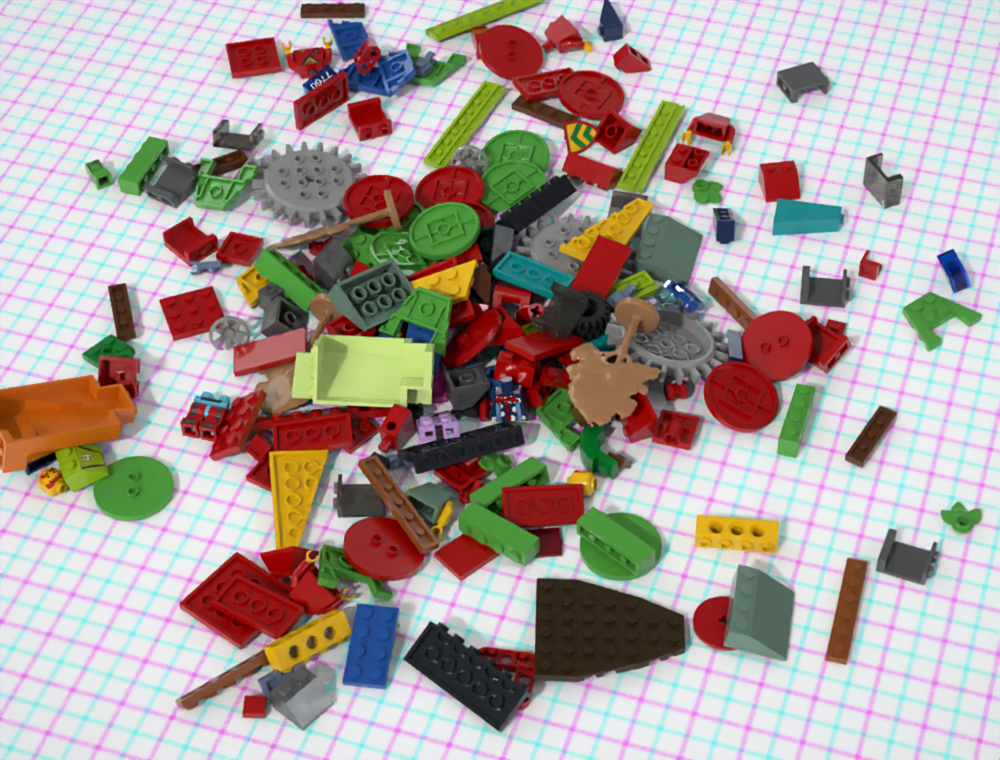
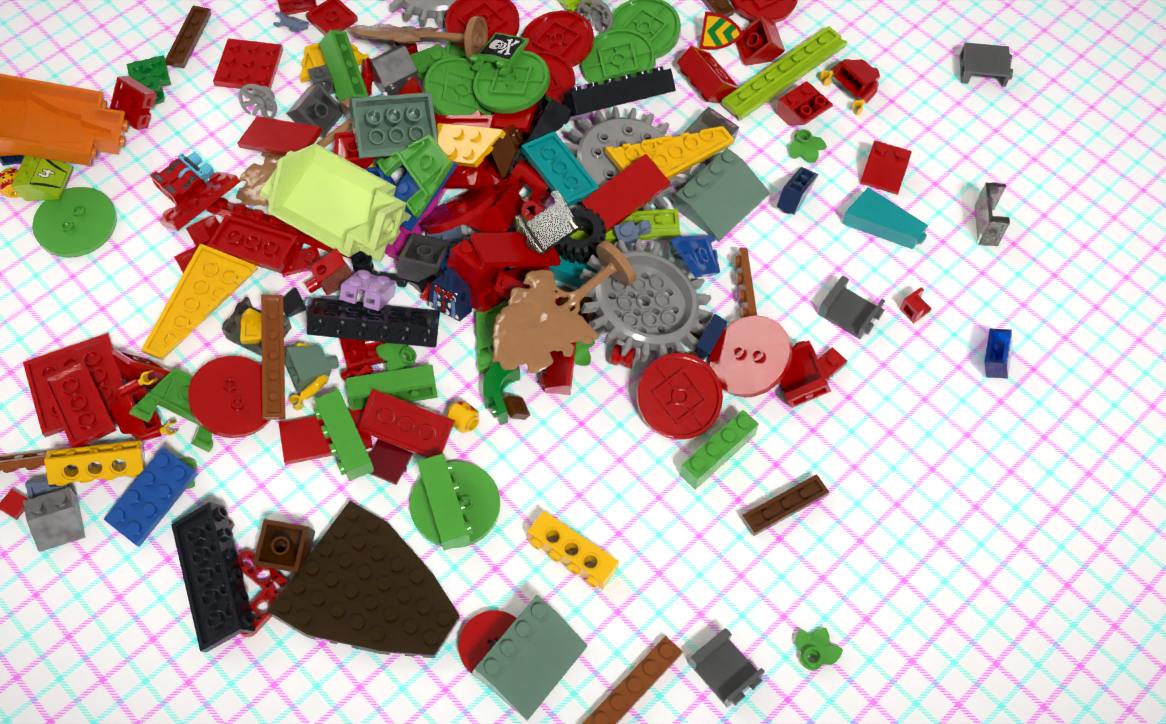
camera: 25 degrees right, 15 degrees up
(357, 496) = (250, 327): none -> yellow tile
(419, 210) = (500, 50): none -> flag
(510, 626) = (283, 545): none -> reddish brown slope
(675, 429) = (594, 400): red plate -> none
(931, 312) = (944, 389): bright green wing -> none

